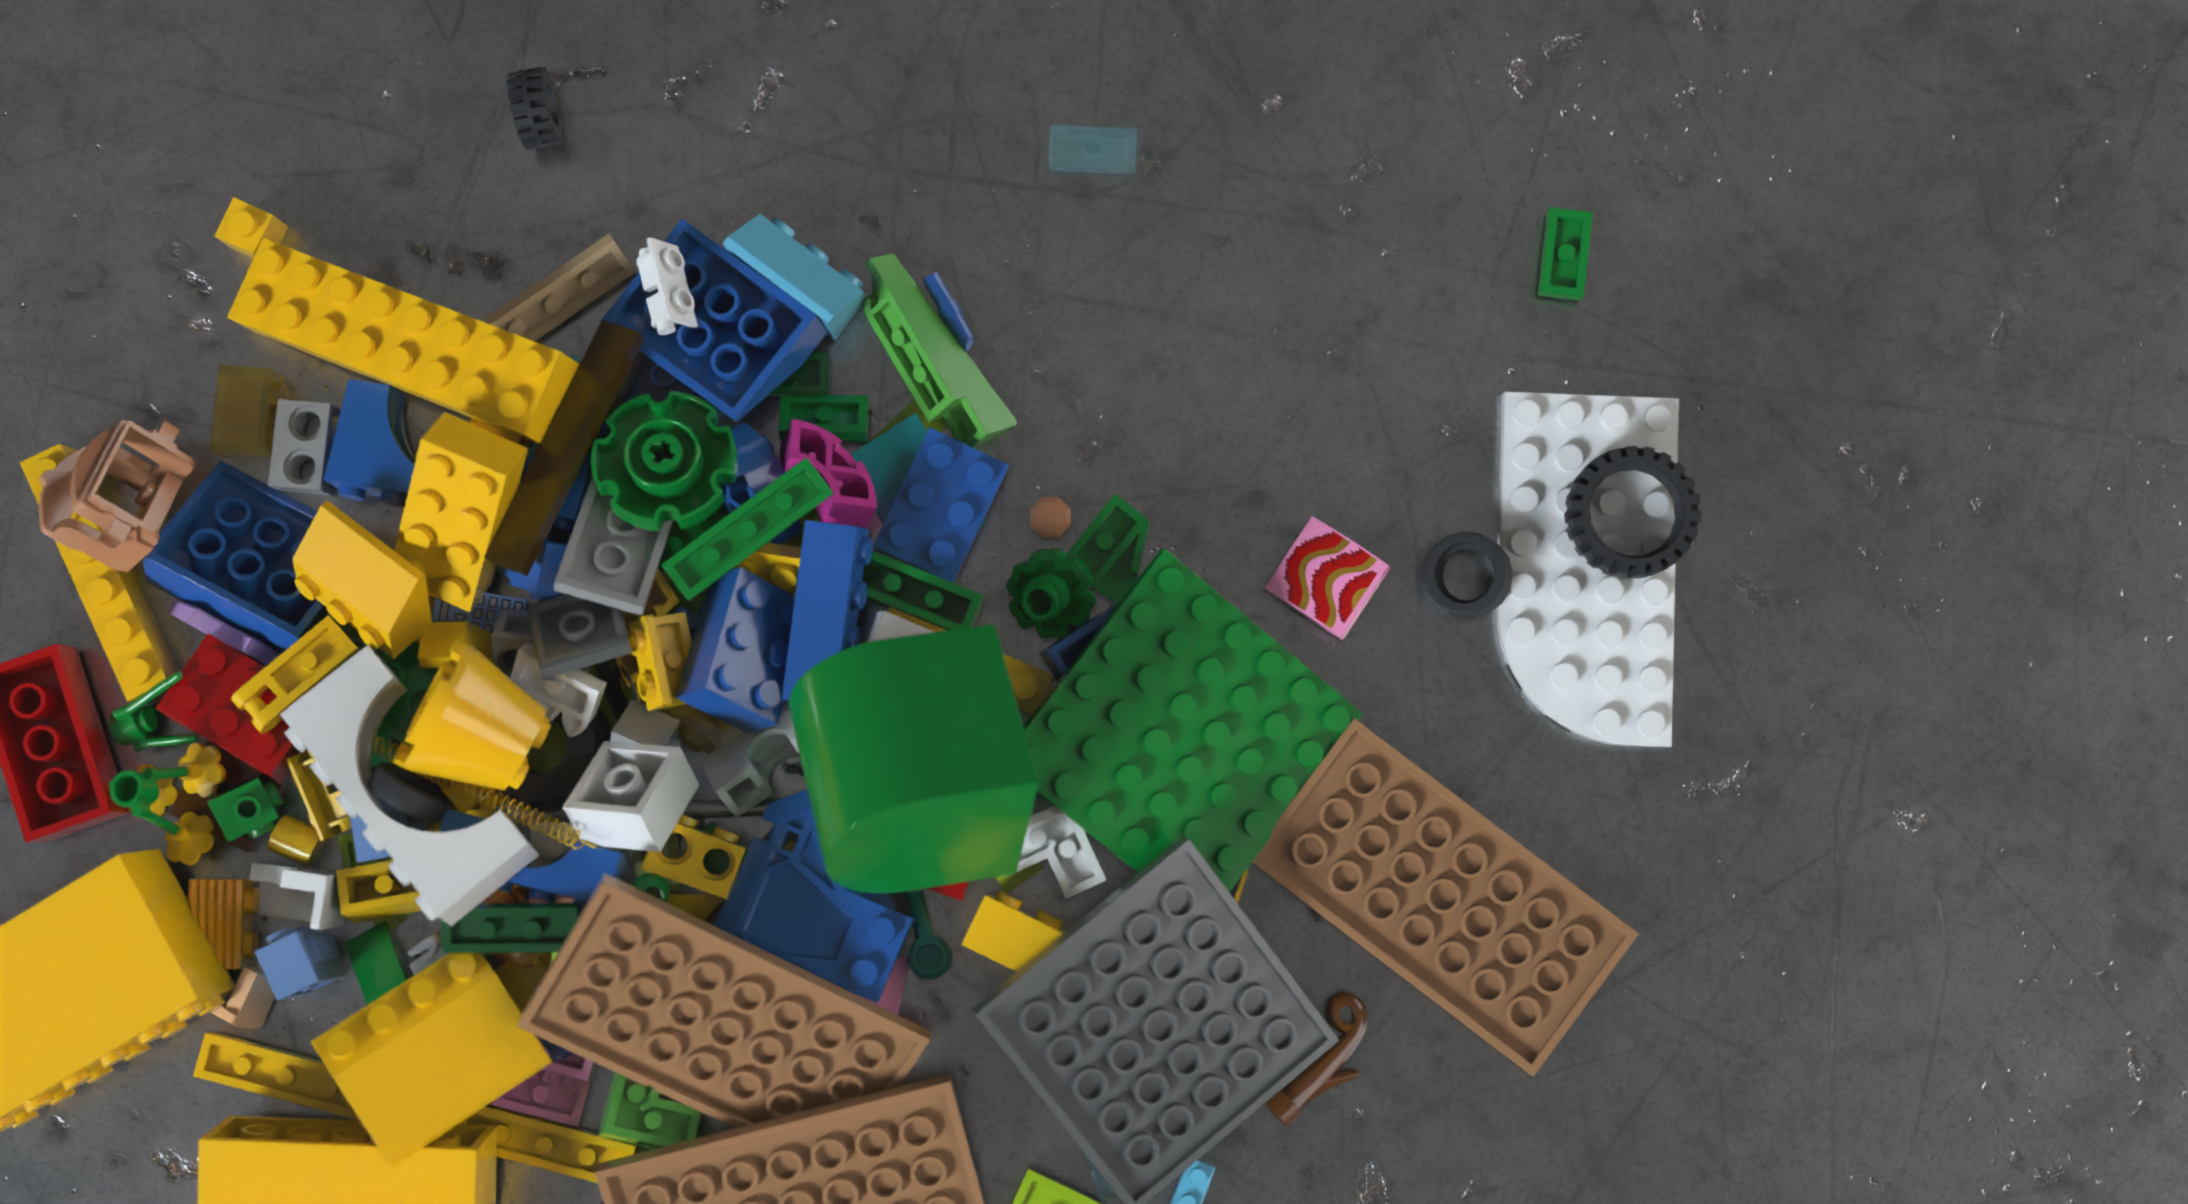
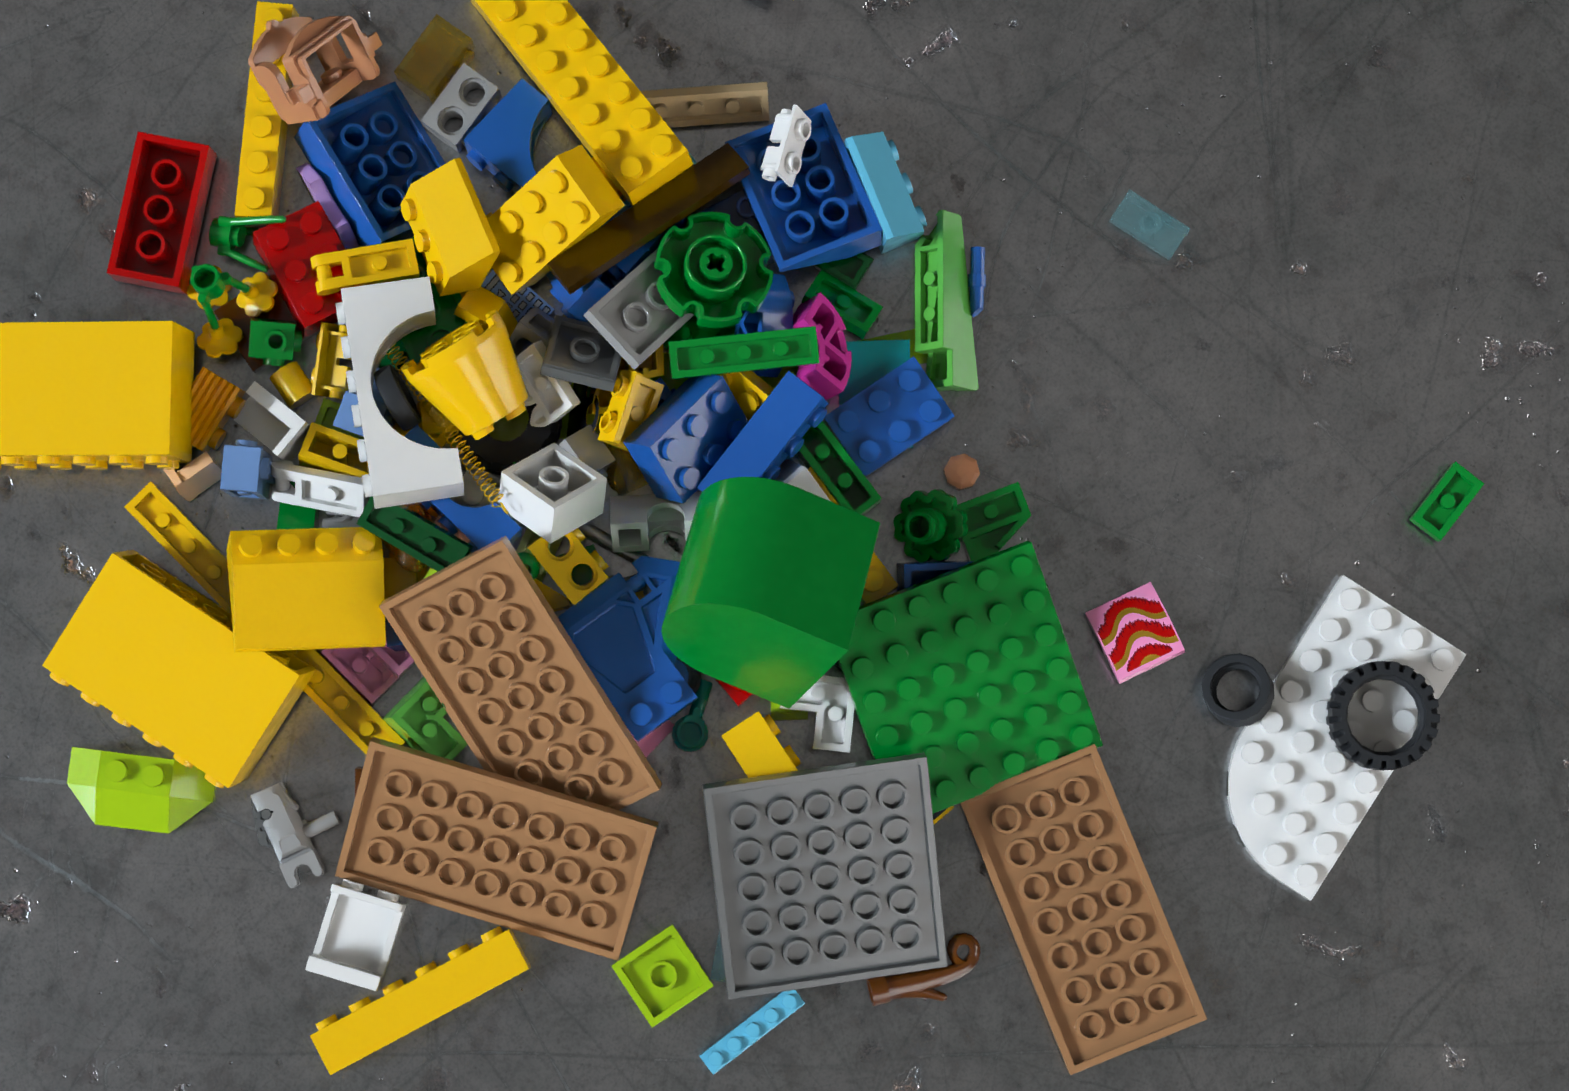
camera: 25 degrees right, 0 degrees up
(381, 938) = (318, 489): none -> white plate

